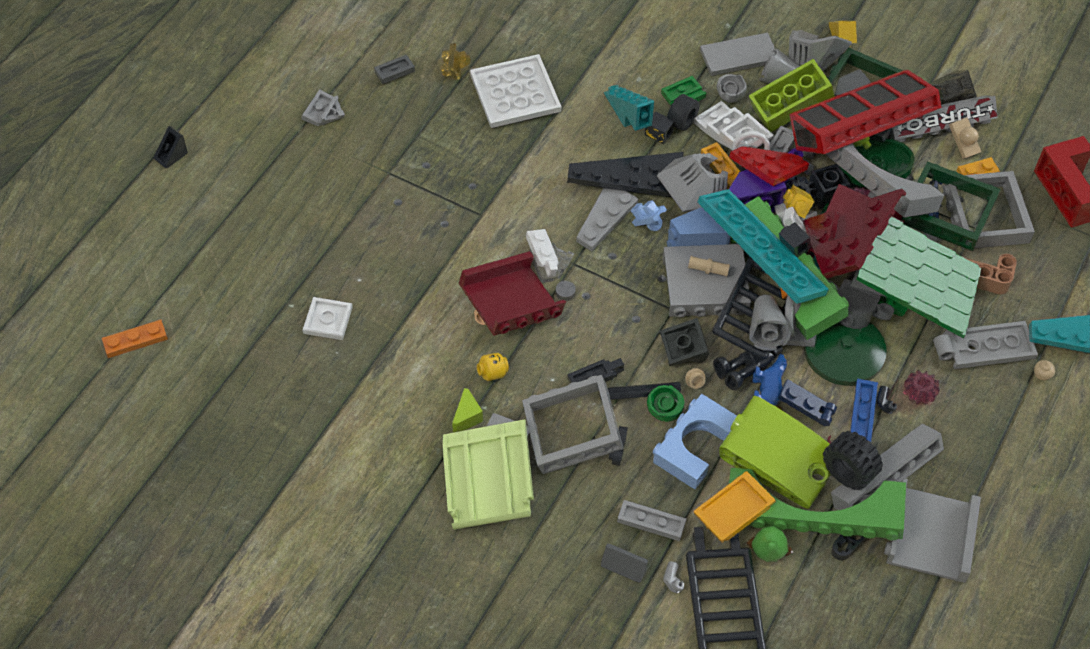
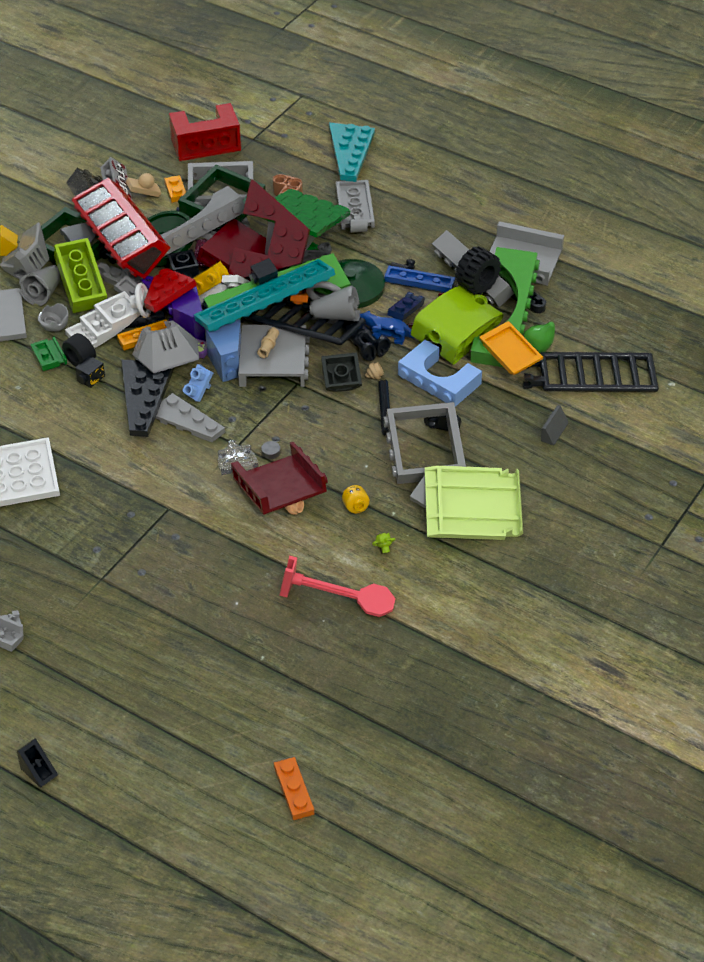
camera: 85 degrees left, 10 degrees down
(327, 318) = (283, 625): white tile -> none
(360, 392) = (373, 599): none -> coral piece
(434, 395) = (384, 541): none -> lime plant
(467, 413) = (403, 519): lime slope -> none
(543, 251) = (223, 459): white hinge -> none
(605, 368) = (368, 433): black hinge -> none
(630, 107) = (62, 385): teal slope -> none
(651, 520) = (514, 407): light grey plate -> none
(665, 403) = (402, 387): green piece -> none
(670, 578) = (568, 401): light grey arm -> none
(921, 387) = (394, 243): clear pink gear -> none
(1044, 370) = (380, 180): tan plate -> none

